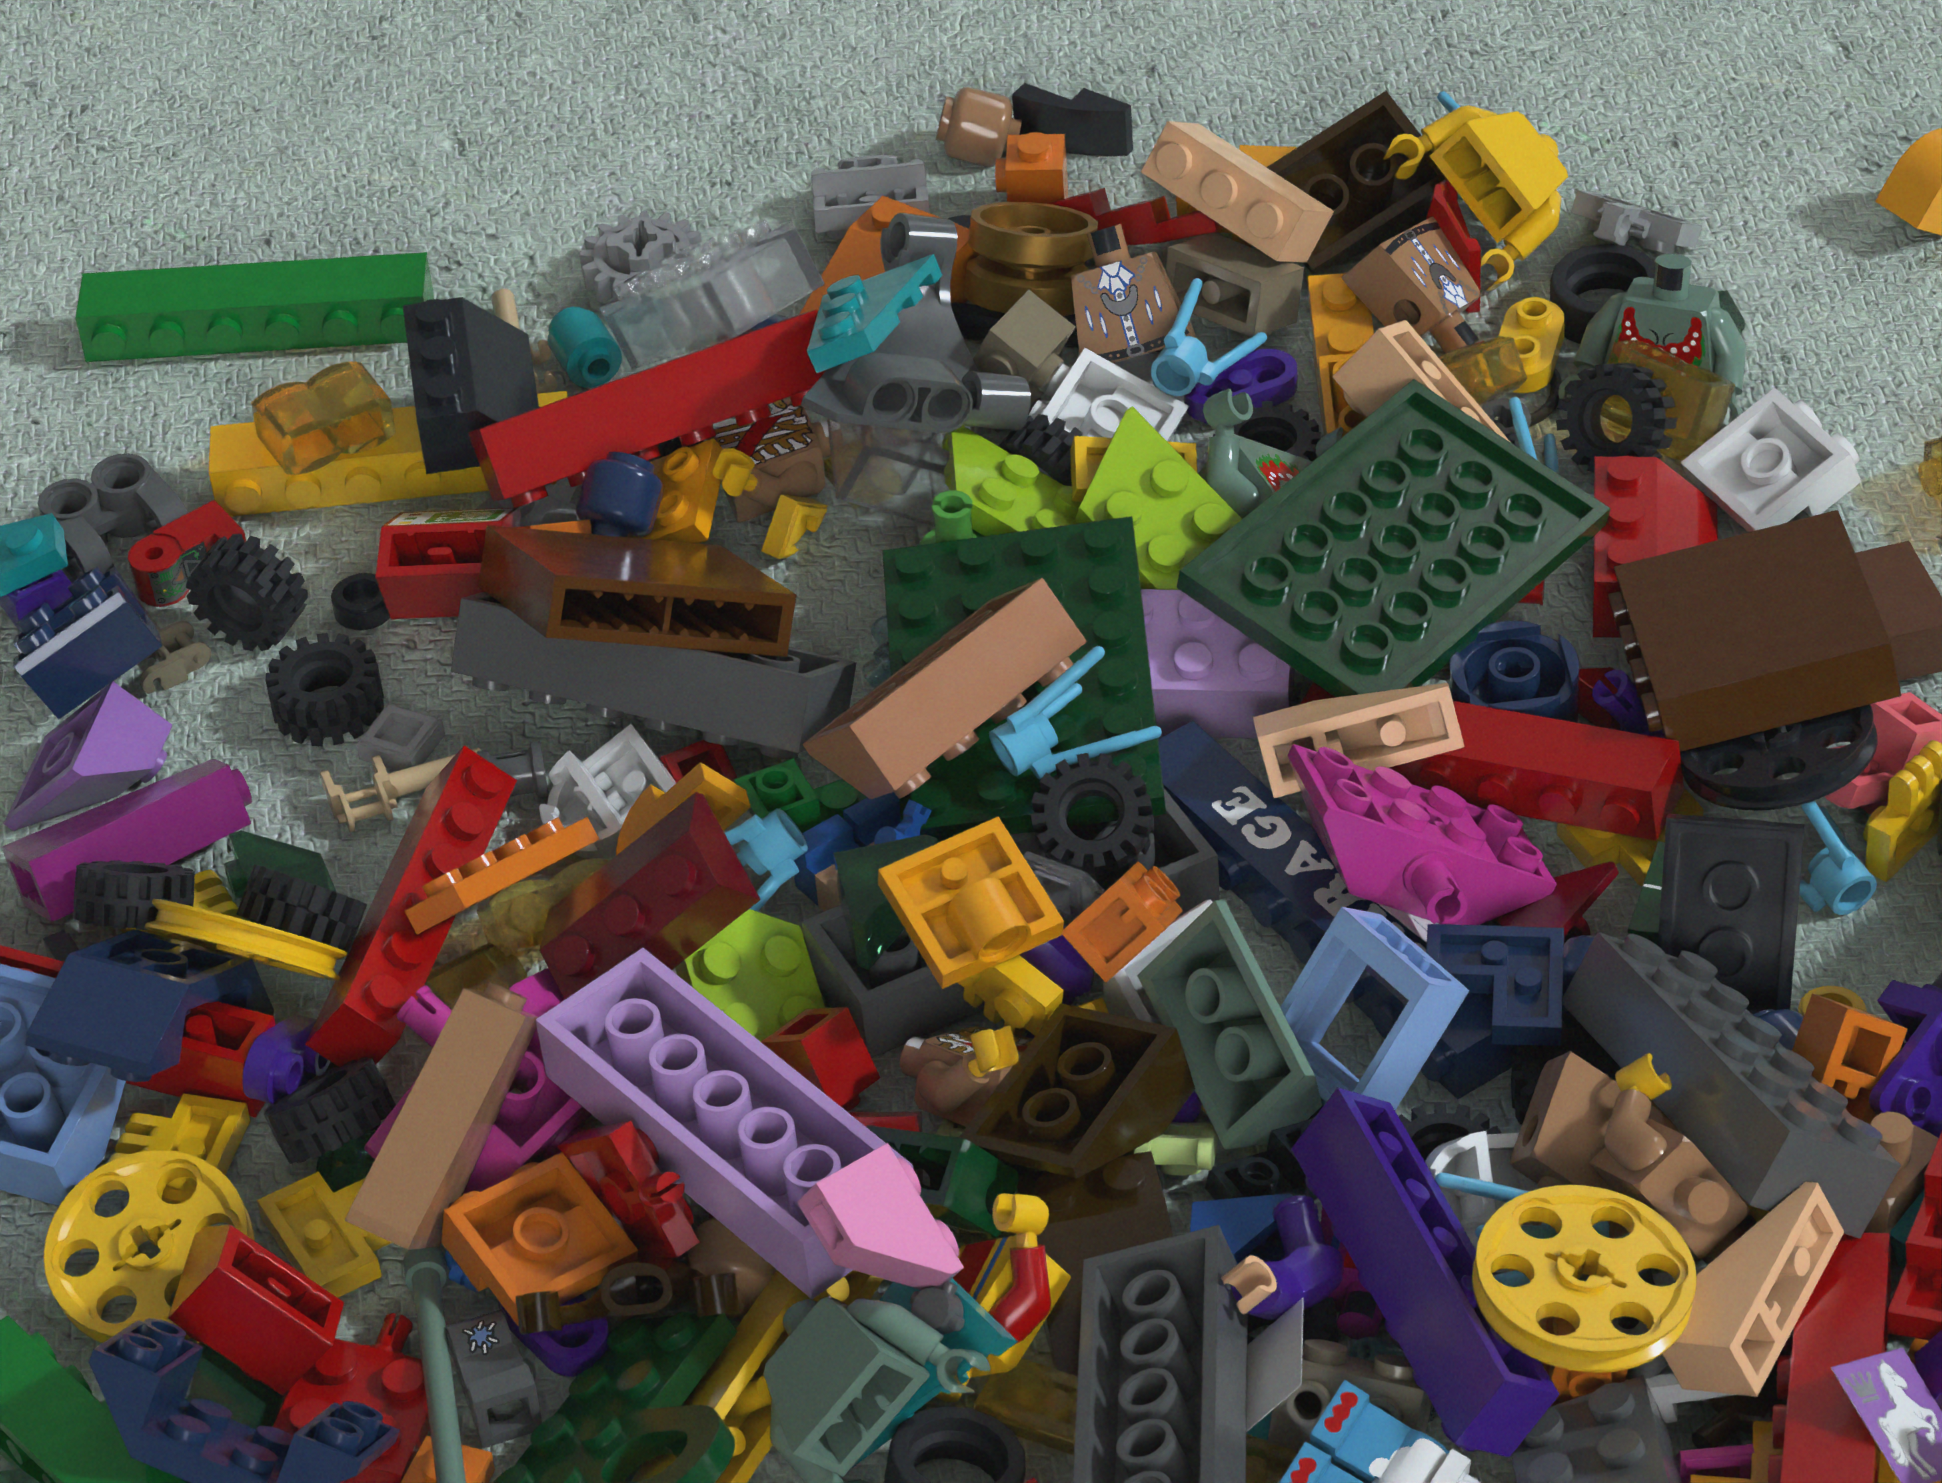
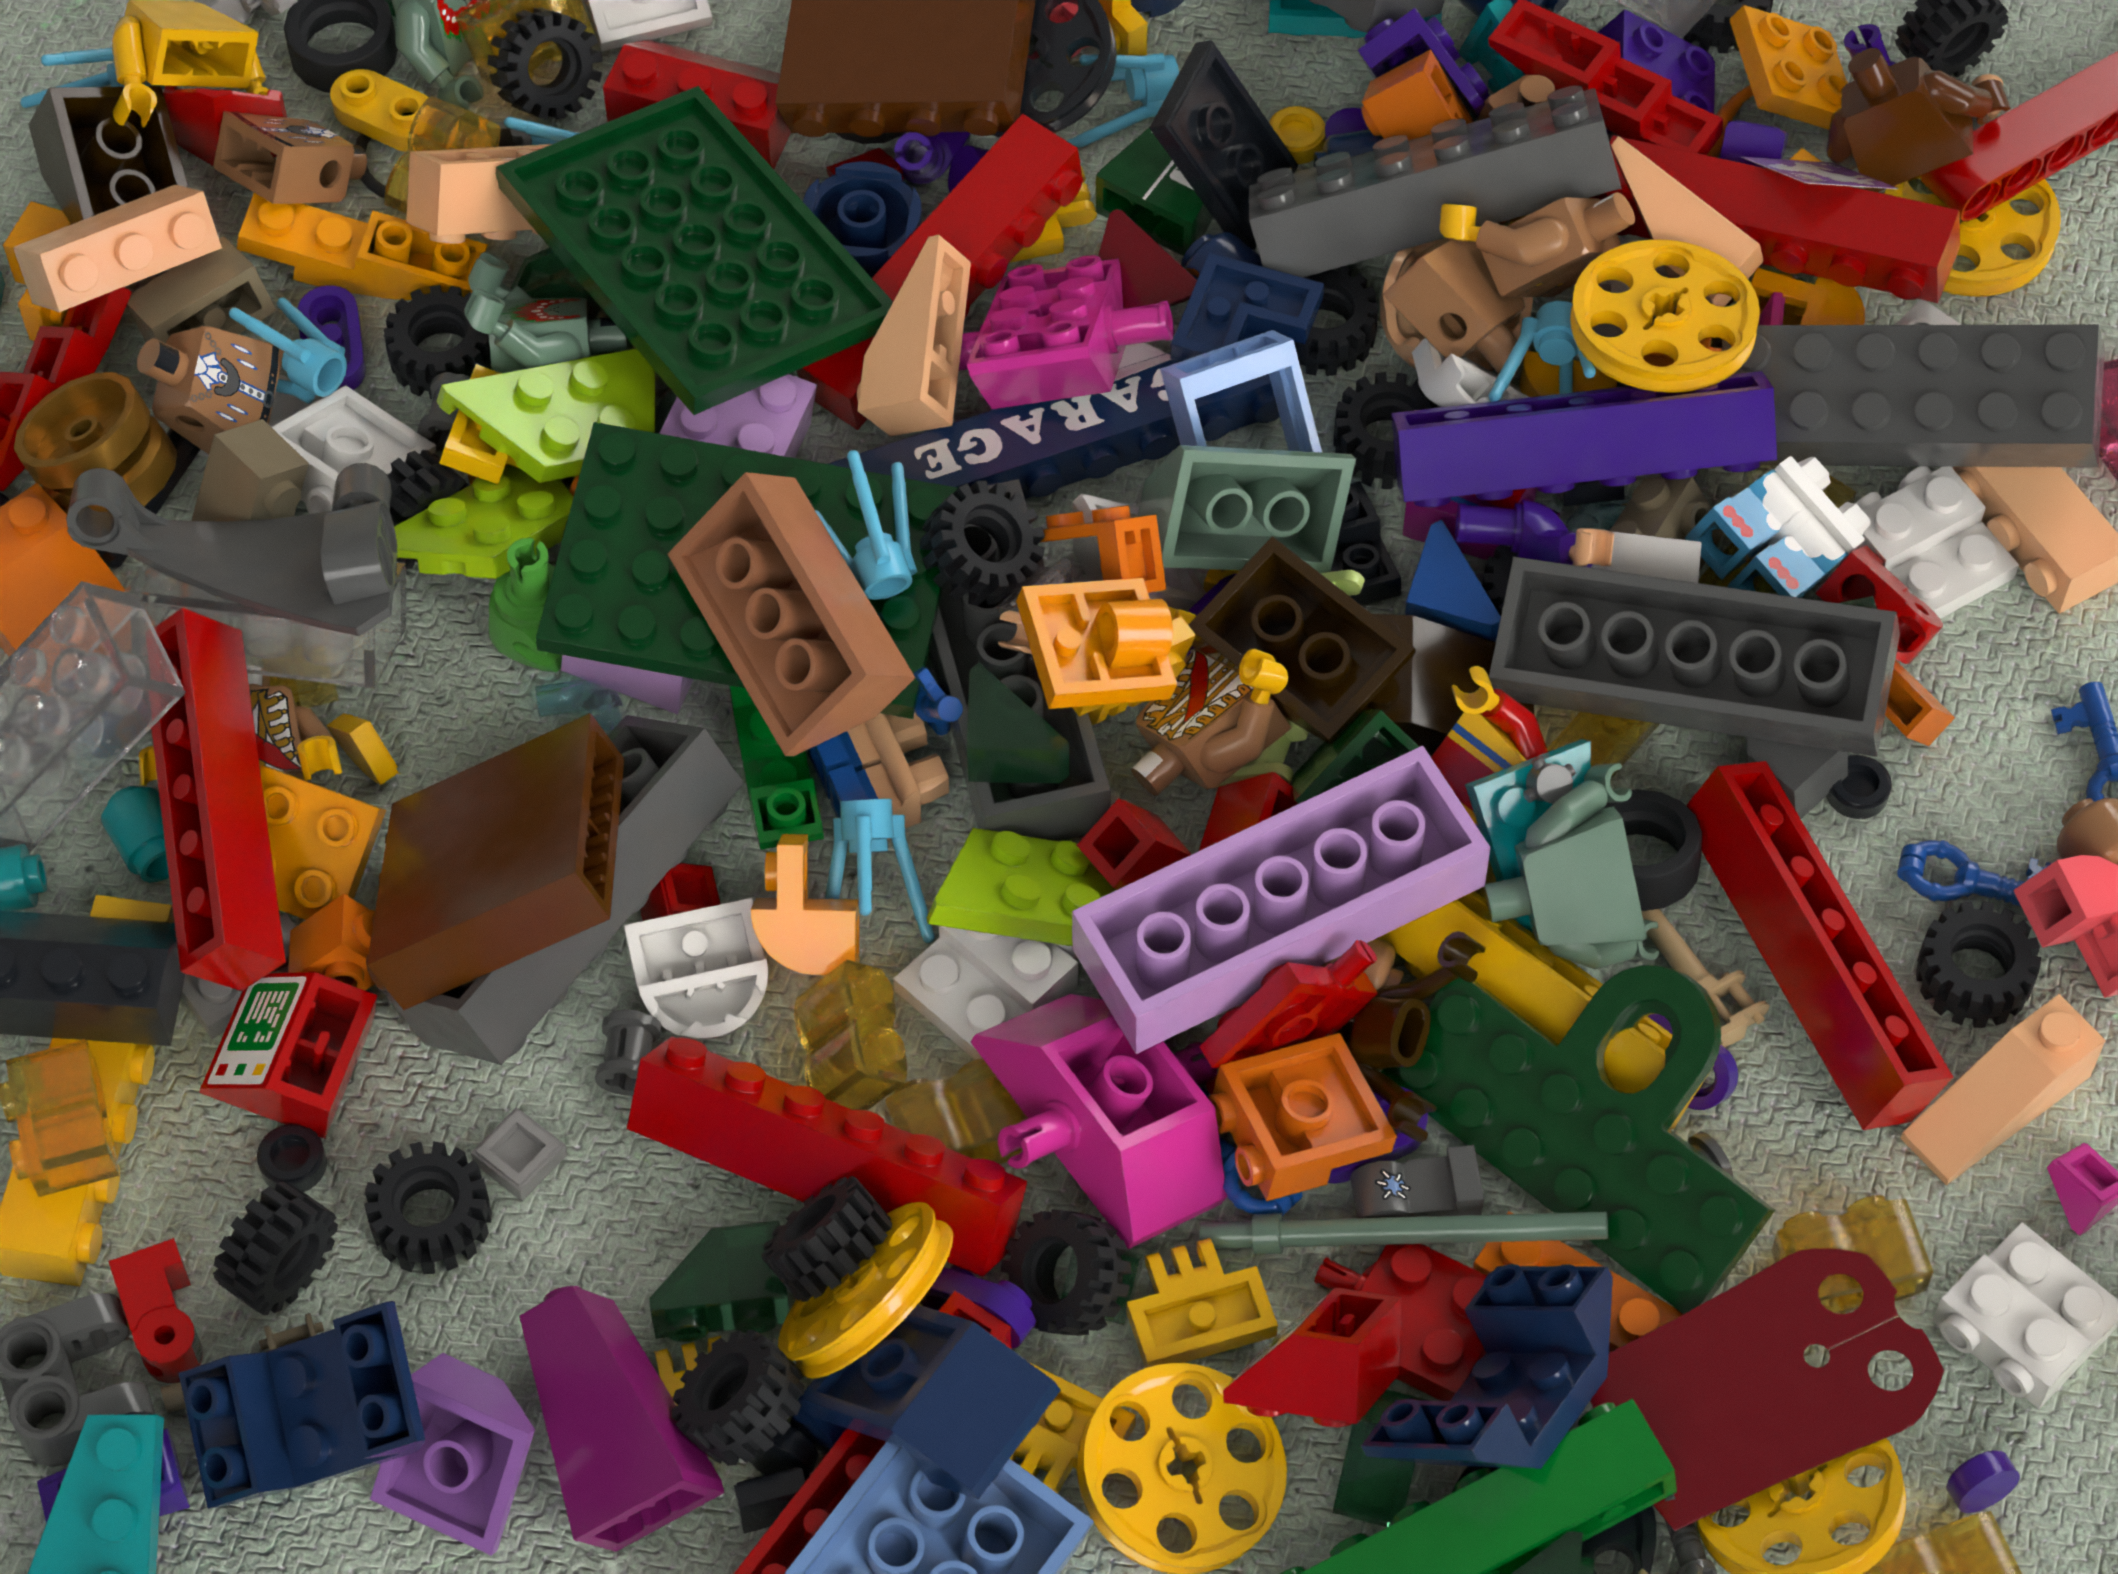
camera: 80 degrees left, 15 degrees up
(386, 788) = (588, 1172): tan piece -> none
(445, 1119) = (1203, 1138): medium nougat slope -> none
(498, 870) = (835, 1056): orange plate -> none
(620, 496) = (322, 861): dark blue head -> none
(657, 894) = (965, 922): dark red slope -> none
(863, 313) = (223, 564): teal wing -> none
(879, 1224) = (1491, 777): bright pink slope -> none

